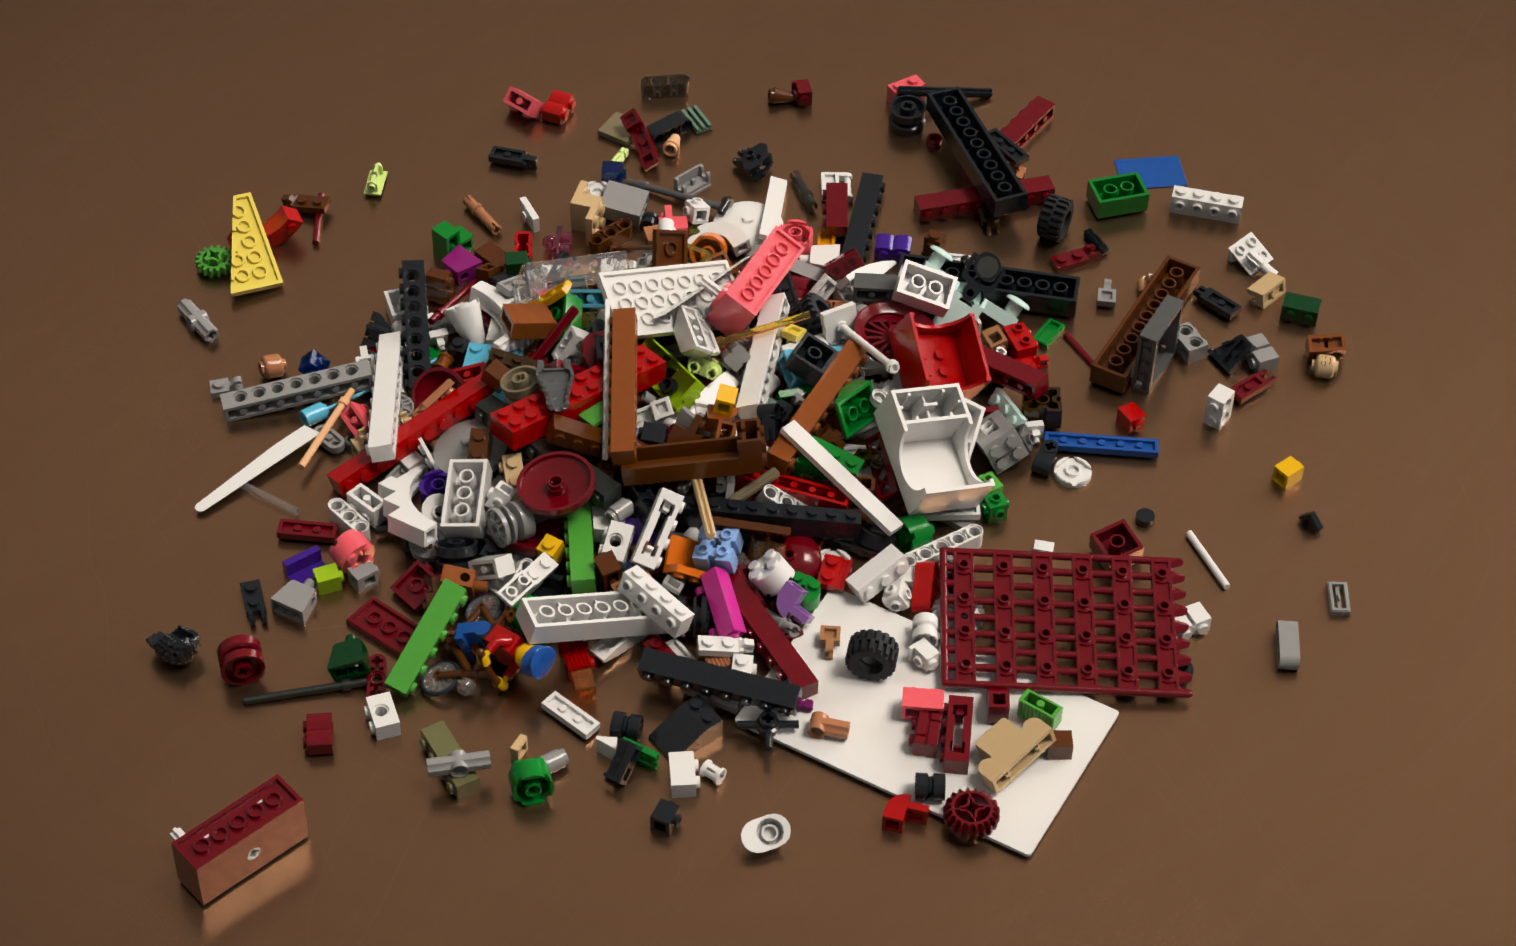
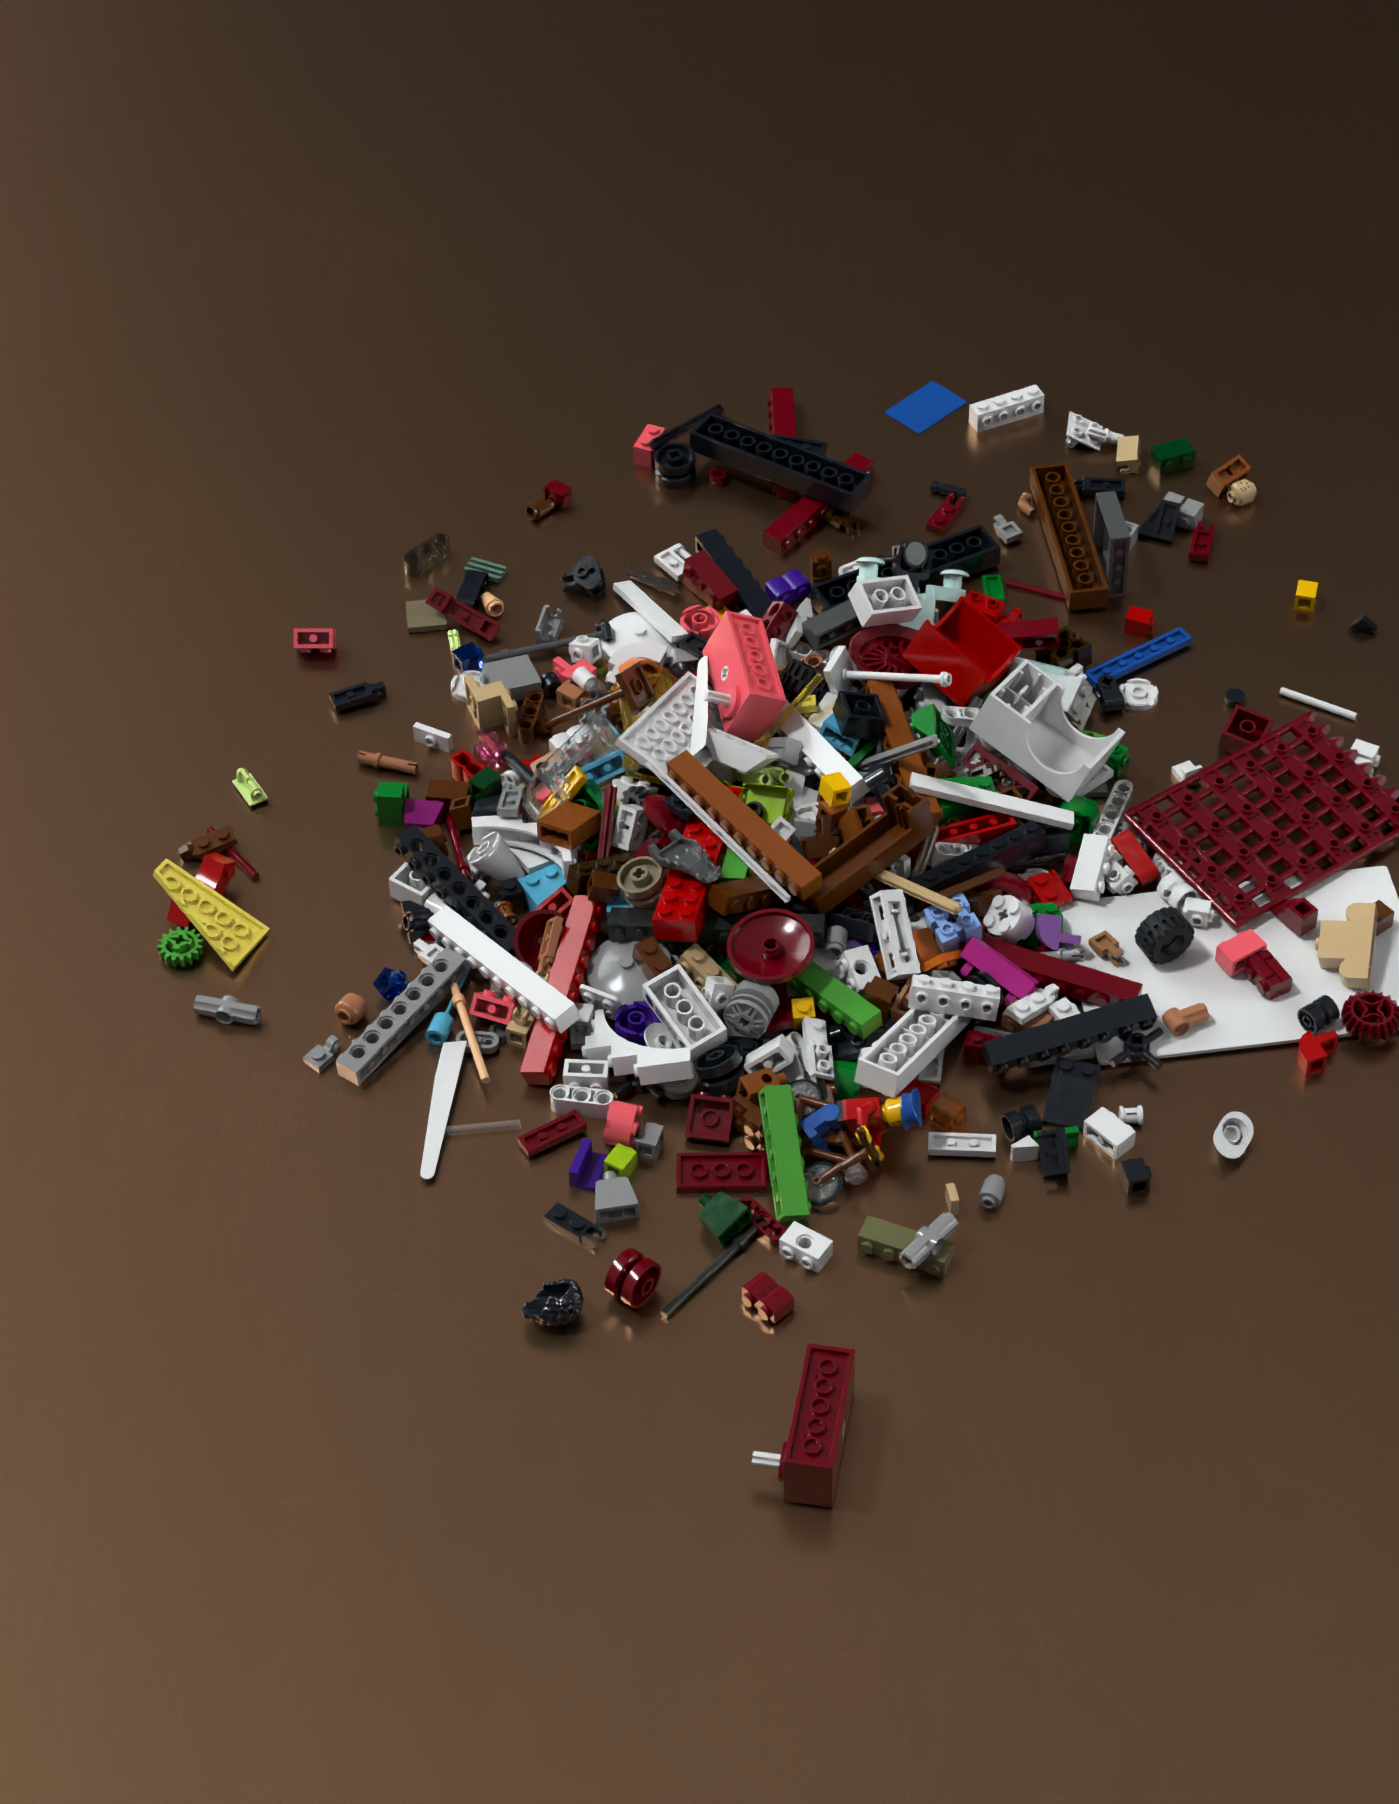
camera: 35 degrees left, 0 degrees up
(530, 781) = (998, 1217): green brick -> none
(558, 107) = (348, 626): red brick -> none
(958, 759) = (1295, 960): dark red brick -> none
(1037, 706) = (1335, 899): bright green brick -> none
(1055, 217) = (903, 485): black tyre -> none
(1117, 195) = (928, 439): green brick -> none
(1219, 406) = (1202, 571): white brick -> none

